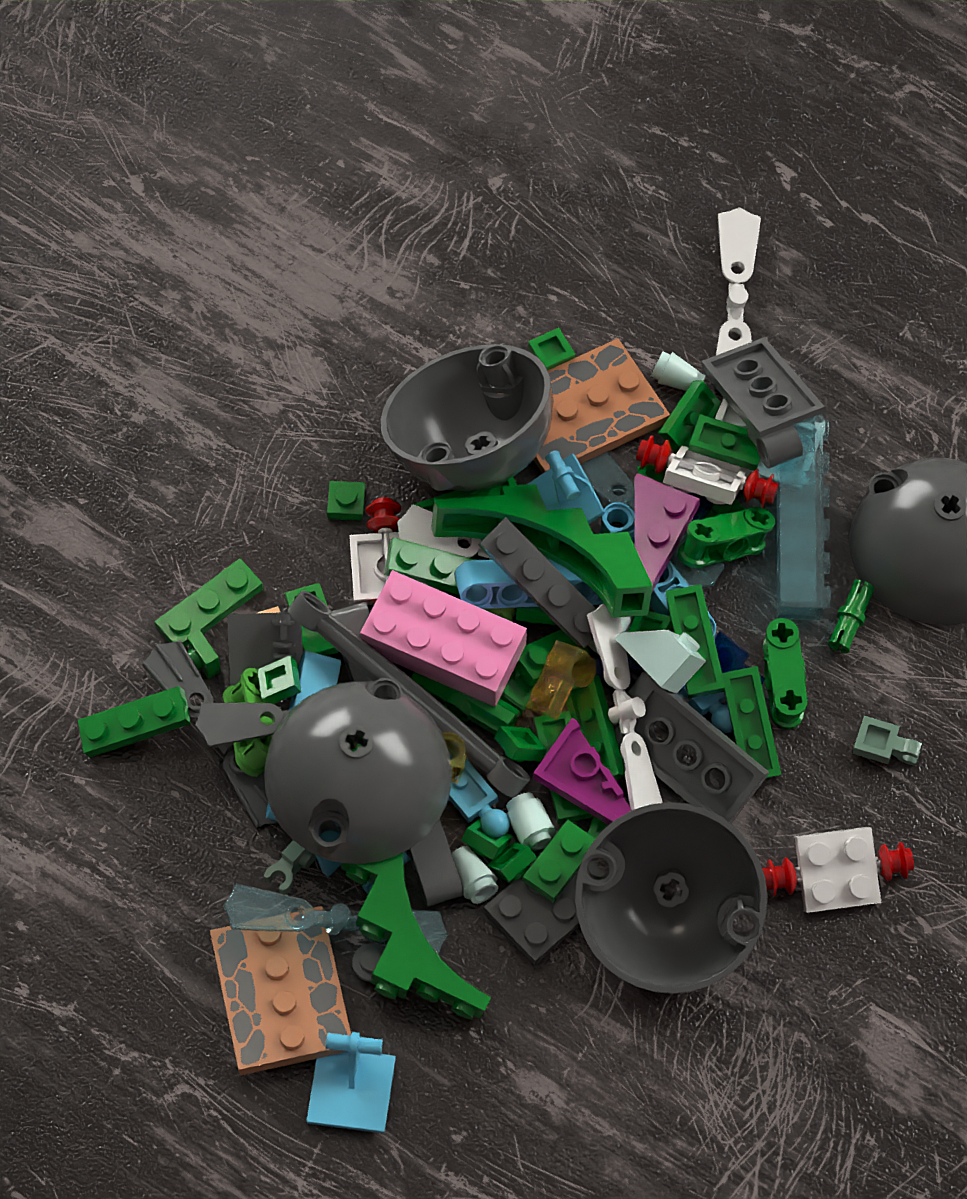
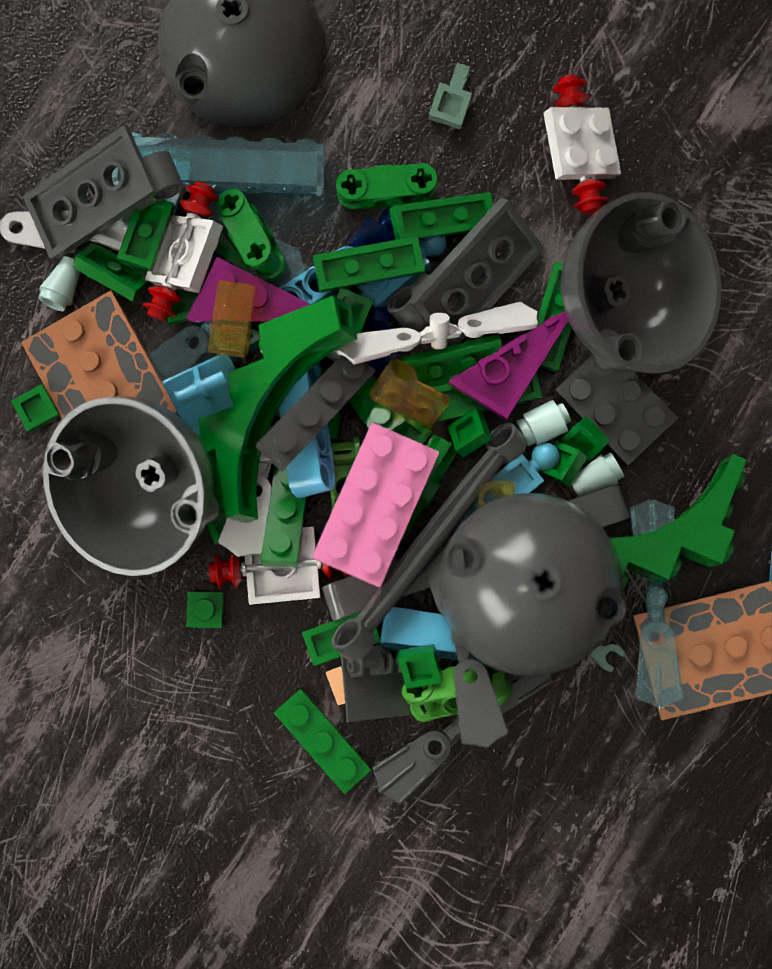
camera: 90 degrees left, 20 degrees up
(134, 721) = (456, 807): green plate -> none
(203, 654) = (381, 745): green plate -> none
(366, 959) = (688, 572): dark grey plate -> none
(559, 861) = (588, 393): green plate -> none
(630, 508) = (231, 319): none -> clear yellow plate
(664, 656) = (390, 293): light aqua slope -> none
(851, 616) = (323, 124): green pin -> none

